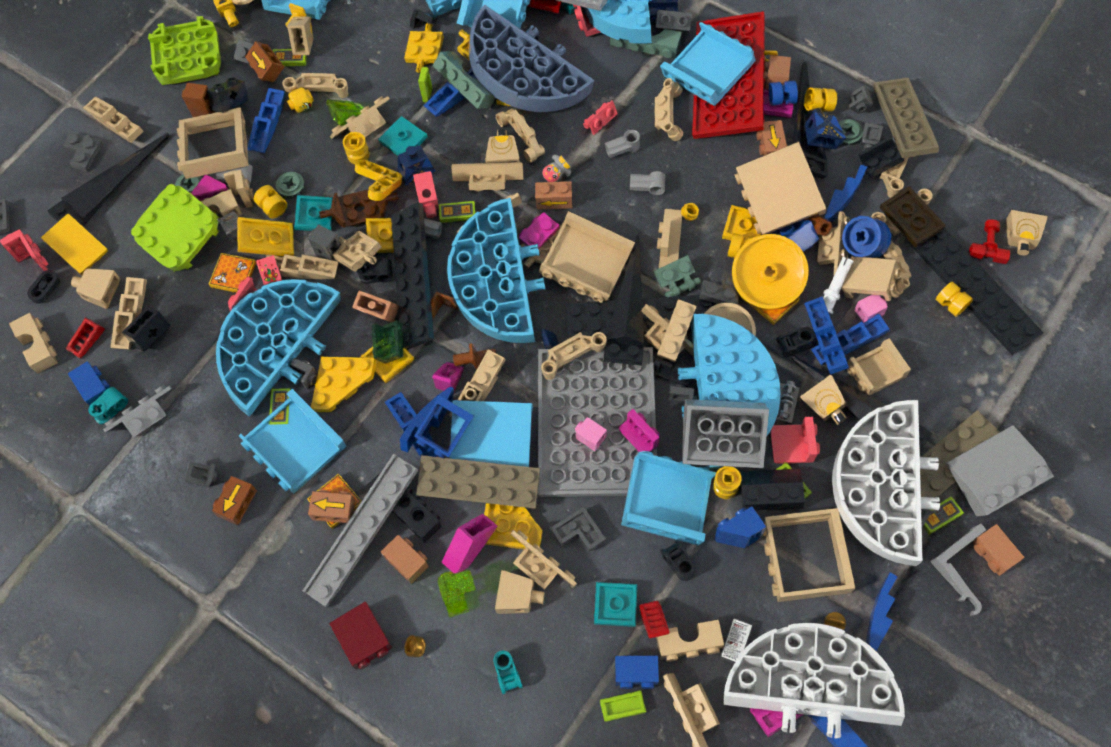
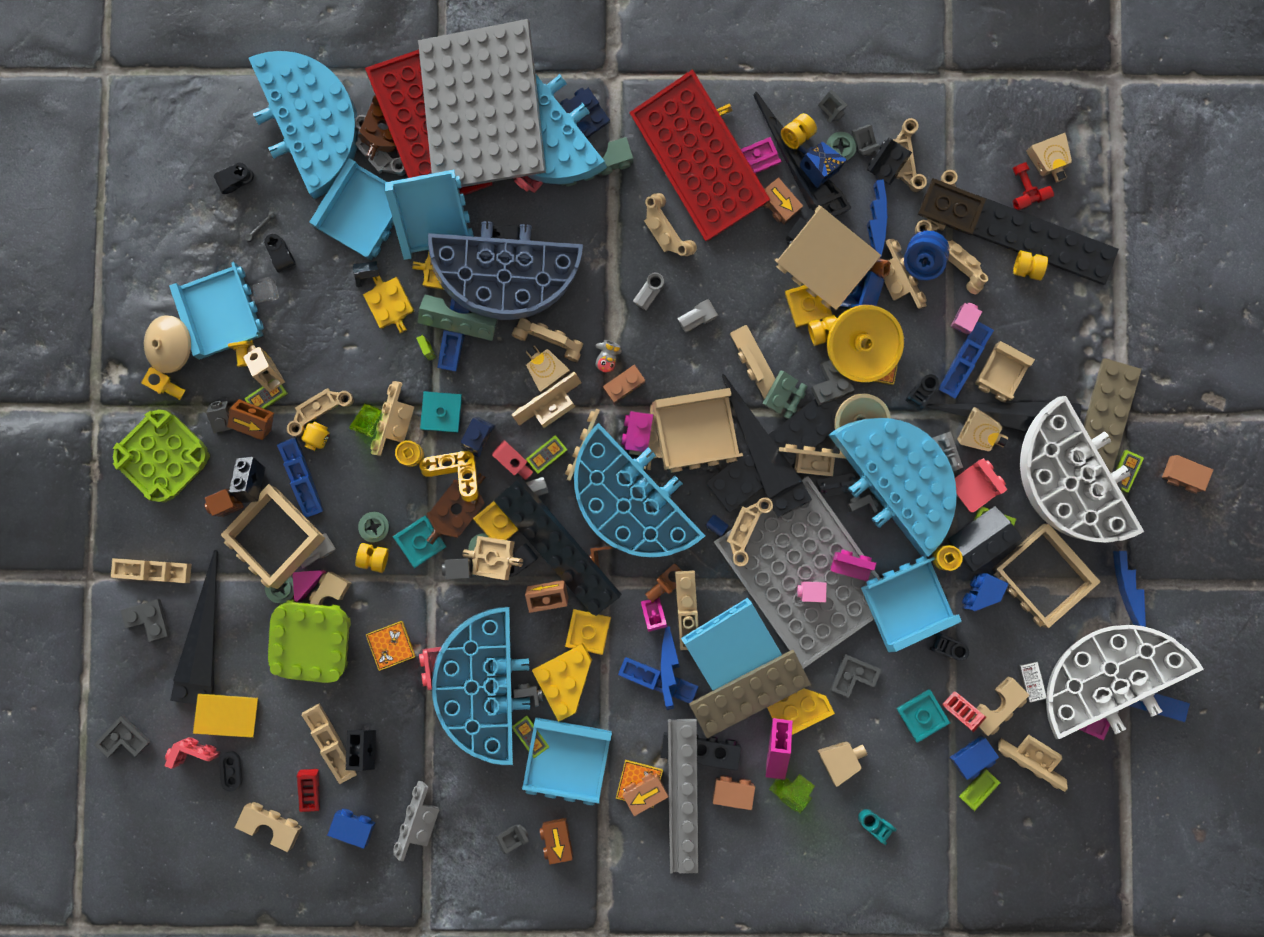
camera: 35 degrees left, 20 degrees up
(97, 286) = (279, 740): tan torso -> none
(108, 404) = (383, 832): teal piece -> none
(229, 224) = (357, 604): clear panel -> none
(240, 186) = (341, 564): tan bracket -> none
(265, 237) = (396, 596): yellow tile -> none
(269, 270) = (429, 627): coral tile -> none
(306, 267) = (448, 600): tan slope -> none
(360, 636) = (744, 876): dark red brick -> none
(387, 341) = (582, 622): clear green bracket -> none
(415, 646) = (791, 855): pearl gold tile -> none
(423, 441) = (696, 654): blue window -> none
(536, 565) = (843, 728): tan bracket -> none
(602, 117) = (610, 265): coral hinge -> none
(673, 20) = (609, 128): dark grey brick -> none
(676, 330) = (824, 442): tan arch -> none
(692, 208) = (757, 318): yellow plate -> none
(710, 64) = (676, 158): medium azure panel -> none
(724, 433) = (926, 523): light grey slope -> none
(777, 69) = (742, 125): nougat brick -> none
(777, 94) = (763, 148): blue wheel -> none
(826, 335) = (947, 371): blue slope -> none
(832, 294) = (927, 328): white pin -> none
(835, 620) = (1097, 616): pearl gold tile -> none
(871, 277) = (952, 292): tan panel -> none
(905, 117) = (887, 104): dark tan plate -> none
(949, 572) = (1153, 497): light grey hinge -> none
(998, 471) = (1154, 406): light grey slope -> none

